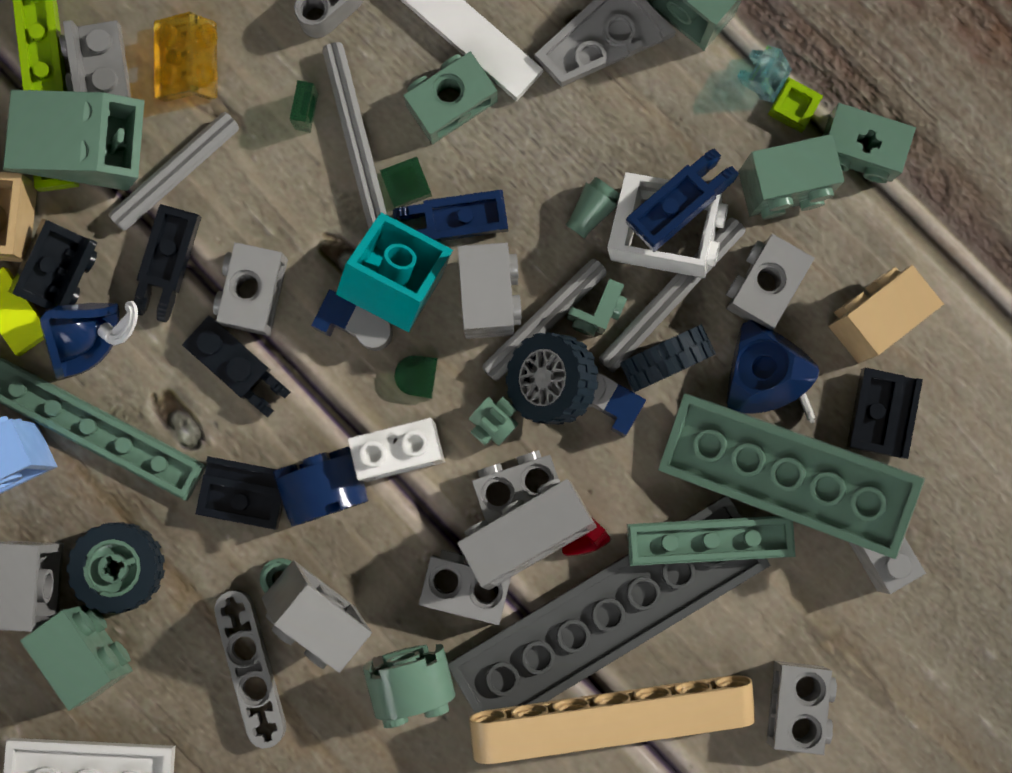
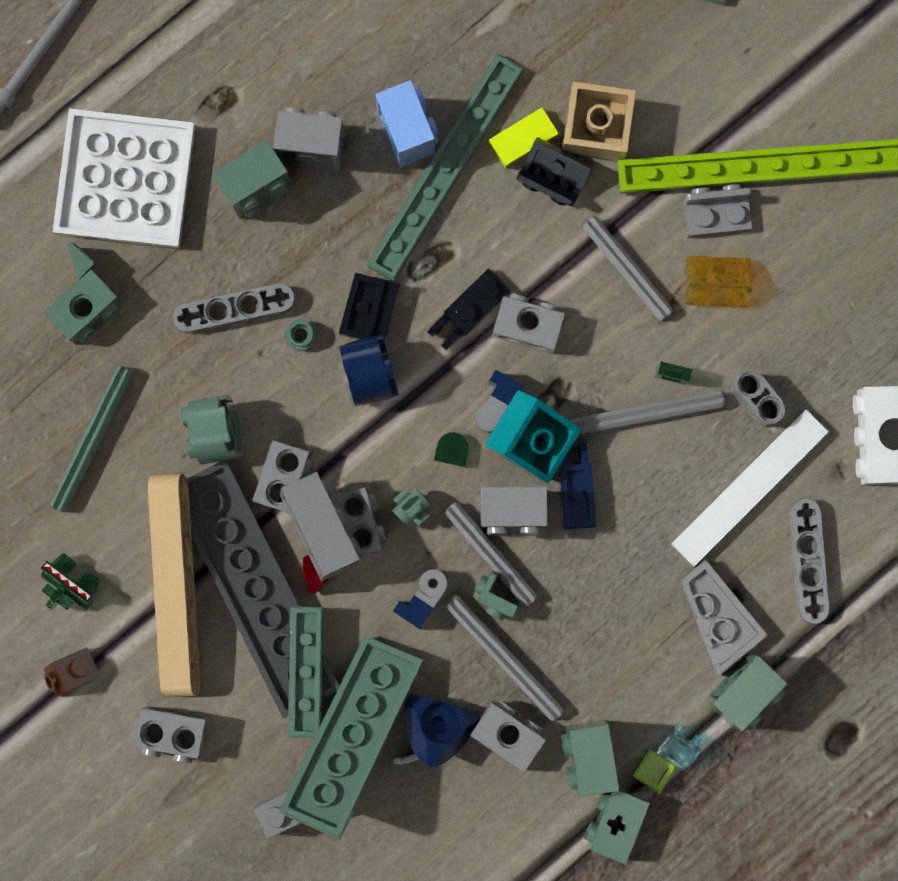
camera: 95 degrees right, 0 degrees up
(75, 136) = (654, 194): sand green slope -> none
(84, 334) = (501, 193): dark blue hat -> none
(91, 570) = (315, 191): black wheel -> none
(166, 258) = (557, 259): black hinge -> none
(315, 617) = (268, 360): light grey brick -> none
(378, 456) = (388, 417): white window -> none
(406, 183) = (607, 450): clear green tile -> none
(441, 117) = (674, 509): sand green brick -> none
(551, 378) = (441, 555): black wheel -> none
(593, 206) = (578, 598): sand green cone -> none
(640, 187) = (569, 625): white window -> none
(667, 358) = (450, 648): black wheel -> none
(679, 201) = (573, 665): dark blue hinge -> none
(884, 413) = (397, 821): black plate -> none
(891, 310) = (475, 825): tan brick -> none

